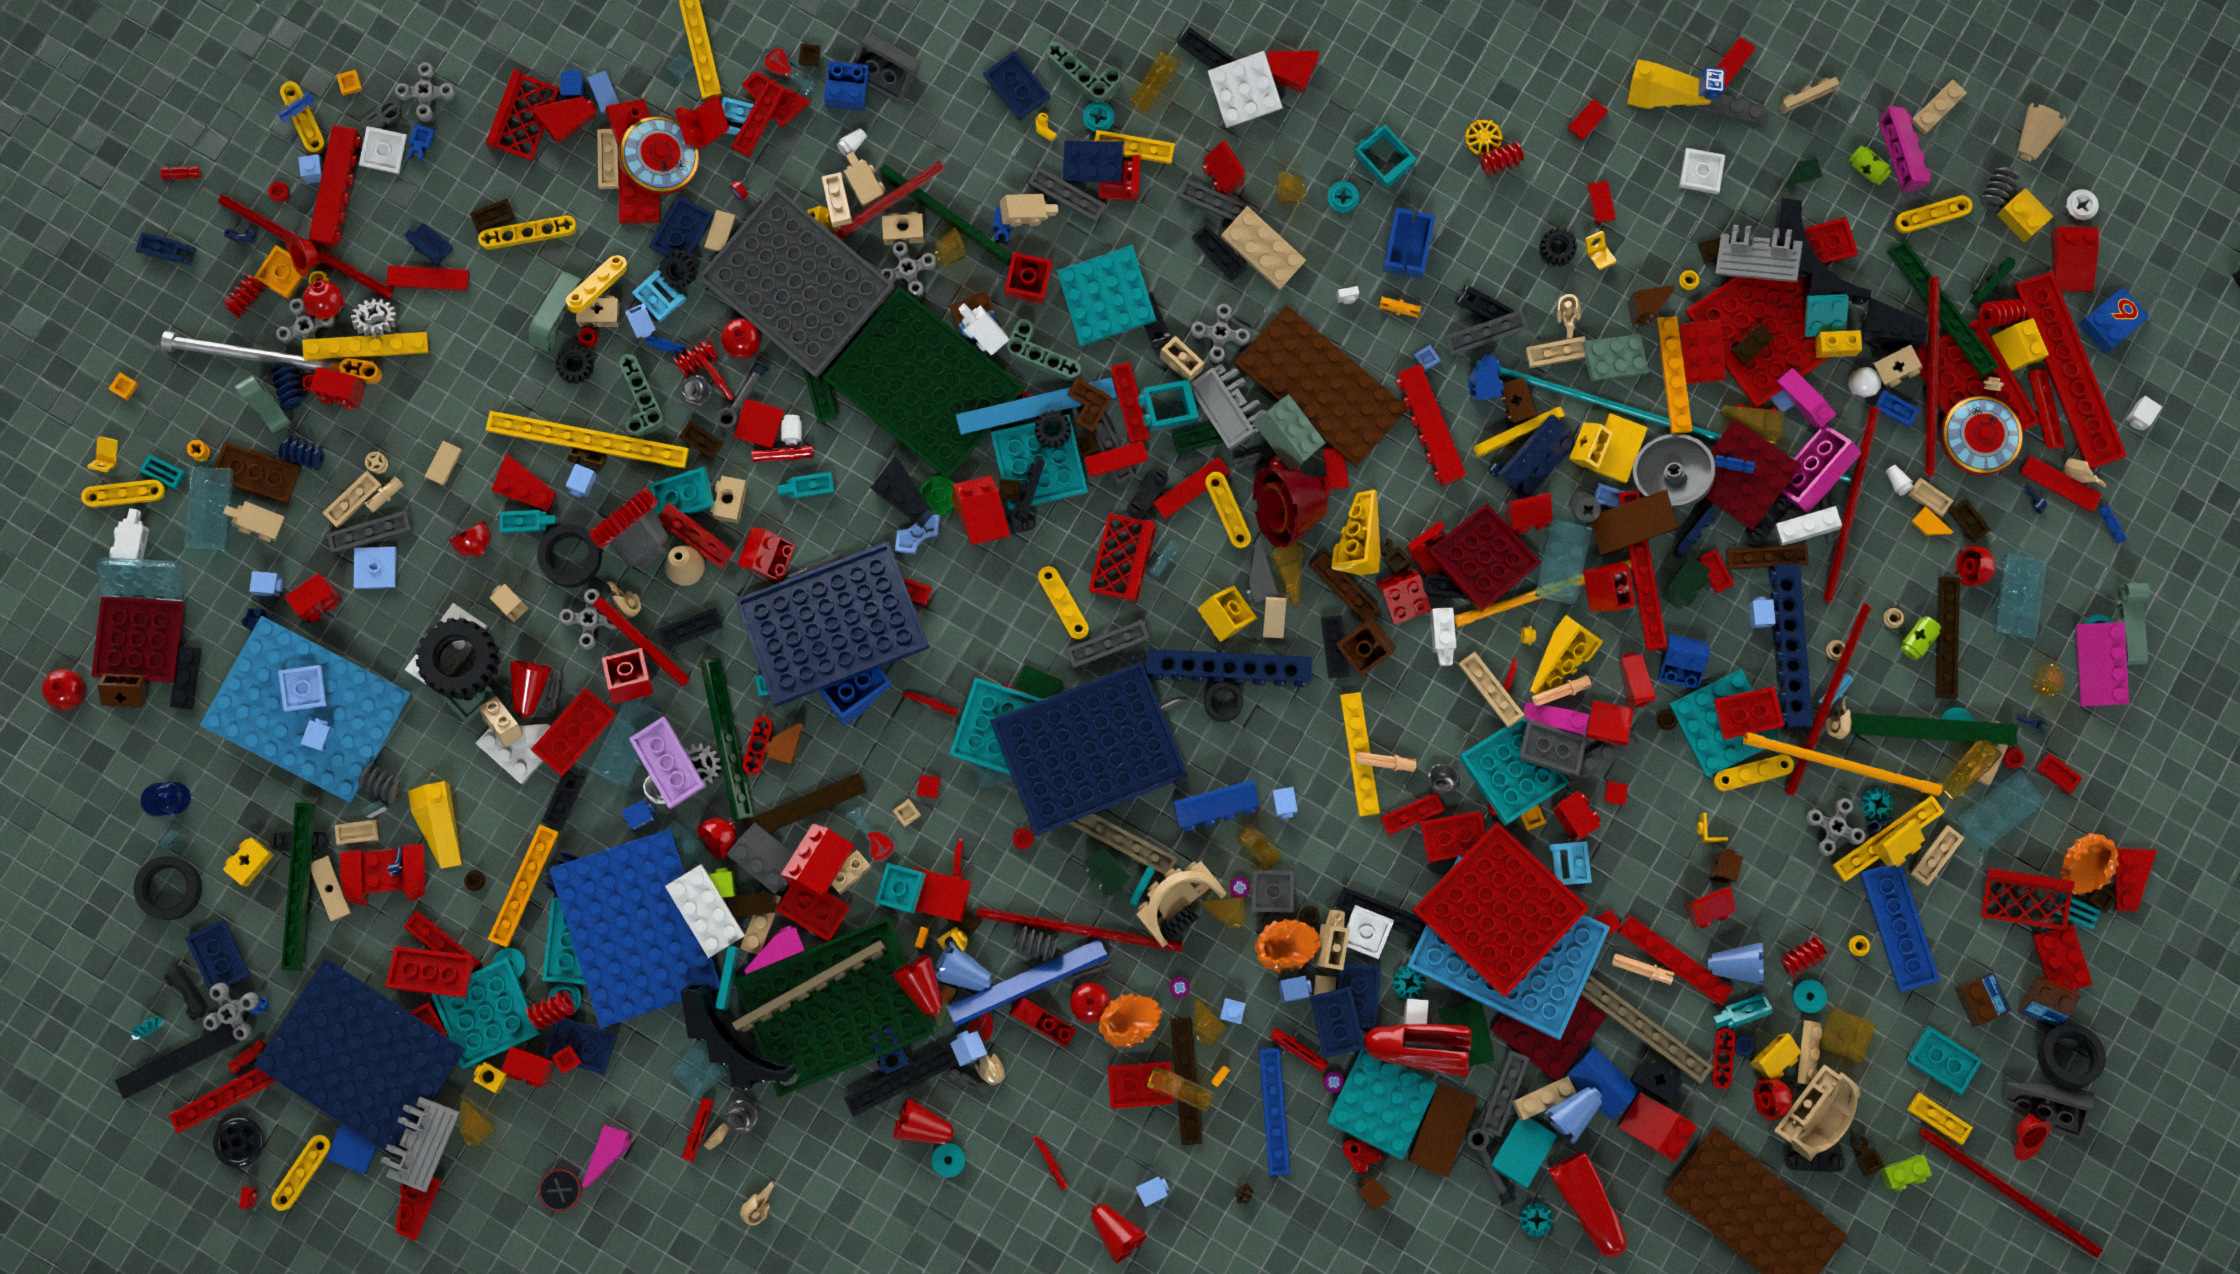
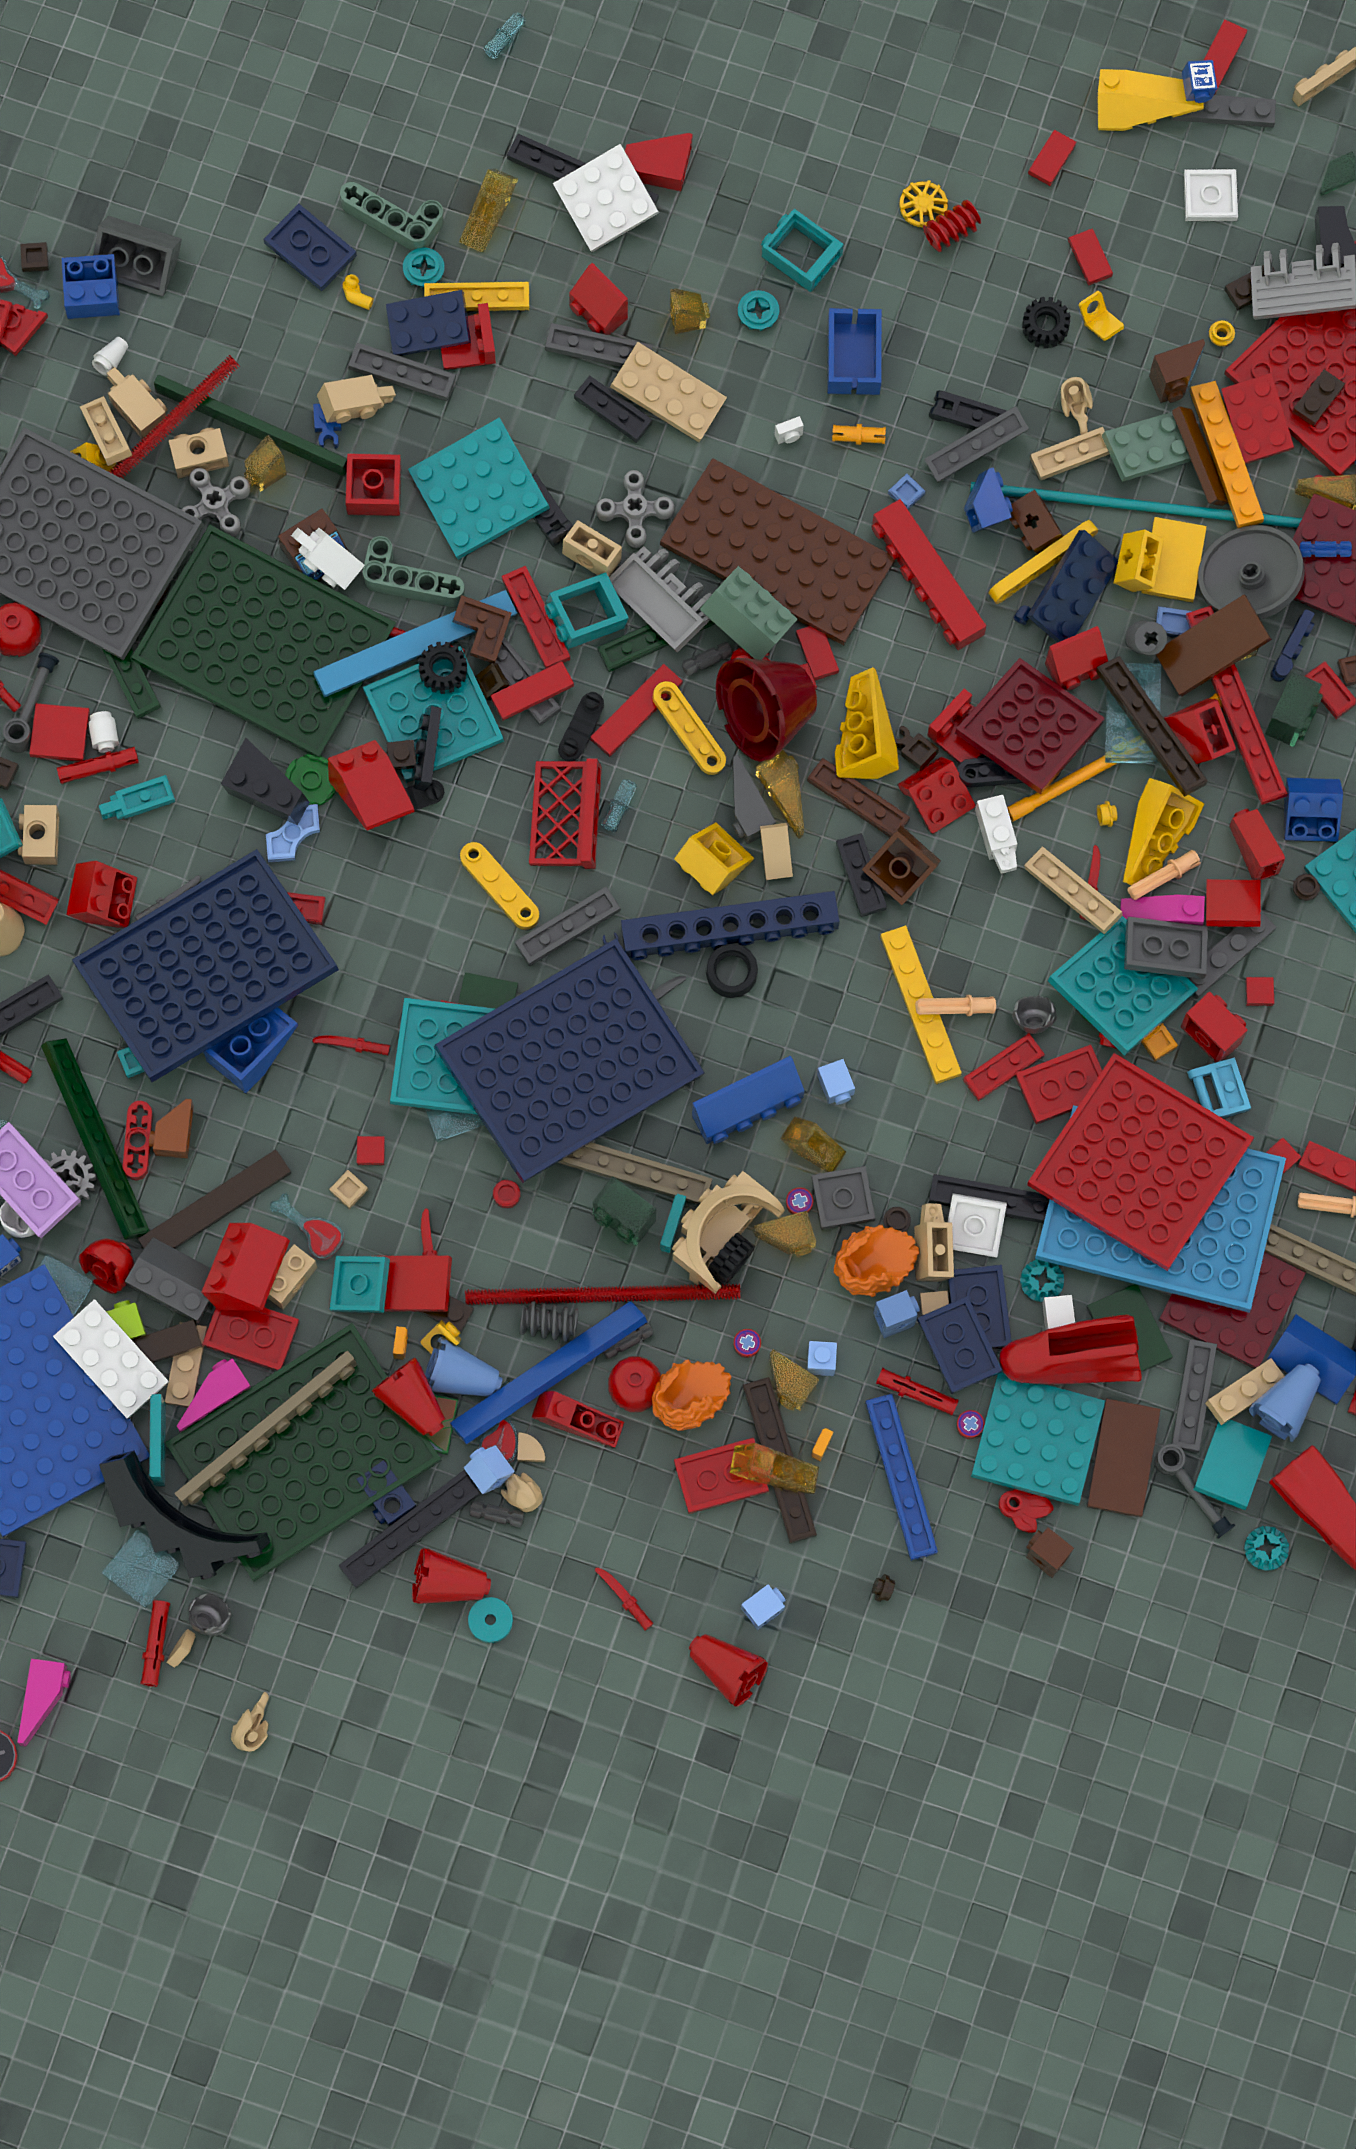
camera: 10 degrees left, 5 degrees down
(1002, 1036) = (529, 1449): none -> tan tile
(1575, 576) = (1151, 726): none -> dark brown tile
(1653, 372) = (1200, 456): none -> reddish brown tile

